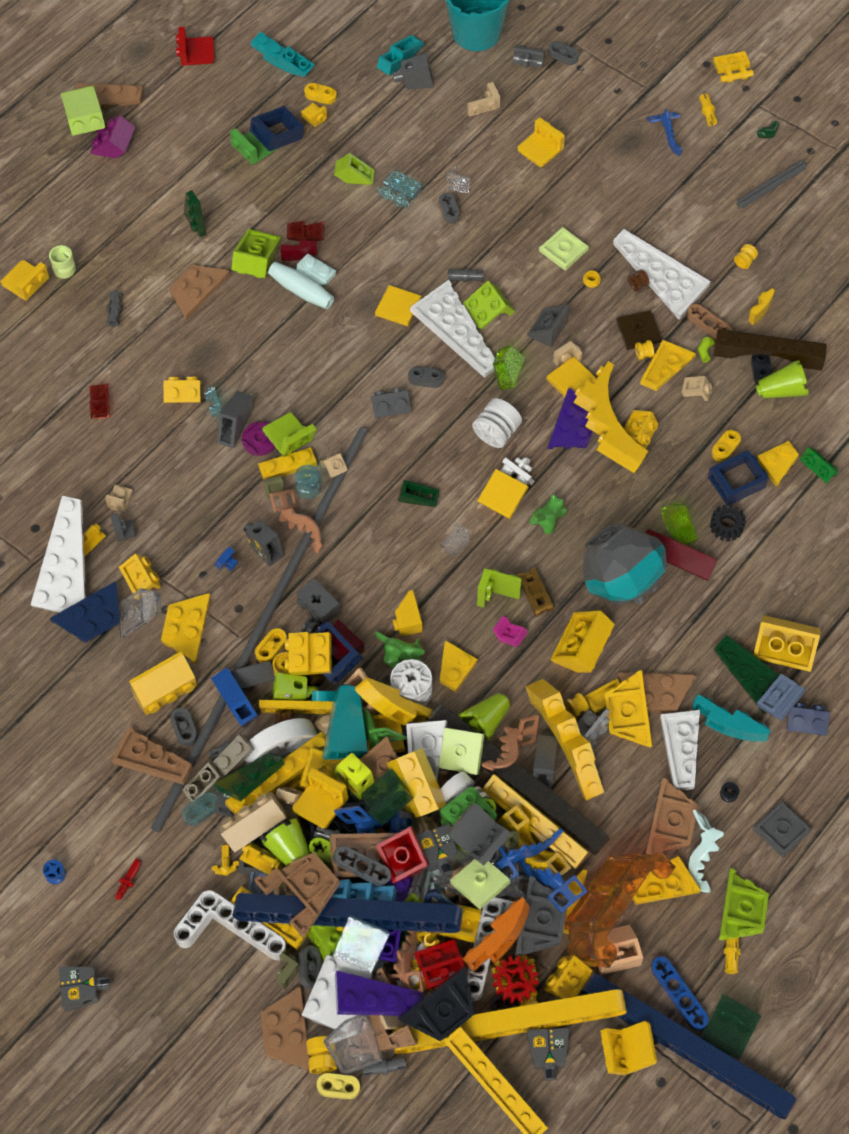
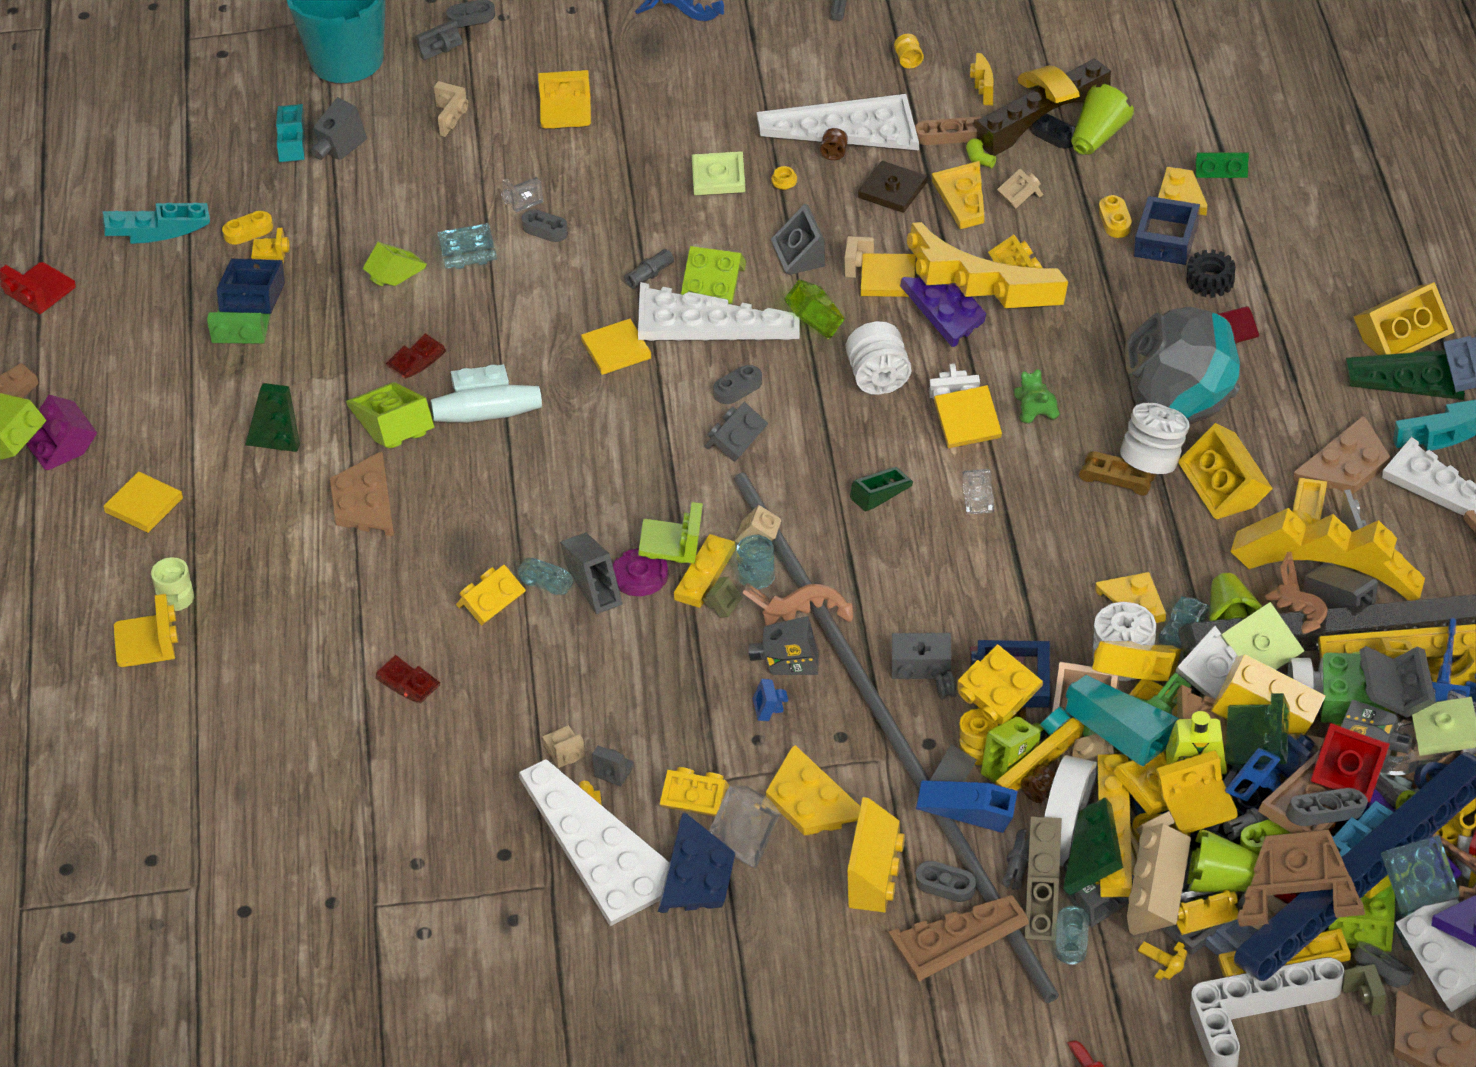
camera: 45 degrees left, 15 degrees down
(106, 206) = (143, 502): none -> yellow tile
(114, 308) = (287, 577): dark grey pin -> none
(268, 645) = (931, 740): yellow plate -> none
(294, 252) = (438, 377): dark red slope -> none
(398, 650) = (1064, 627): bright green animal -> none
(407, 616) = (1029, 591): yellow slope -> none
(461, 701) = (1184, 612): none -> clear light blue slope
(498, 583) = (1081, 487): lime bracket -> none
(508, 632) = (1147, 524): dark pink bracket -> none
(565, 590) = (1154, 438): none -> white wheel
(629, 711) = (1339, 472): yellow wing -> none
(644, 350) = (925, 195): yellow wheel -> none
(679, 523) = (1162, 298): clear neon green slope -> none
(781, 339) = (1056, 83): none -> yellow slope

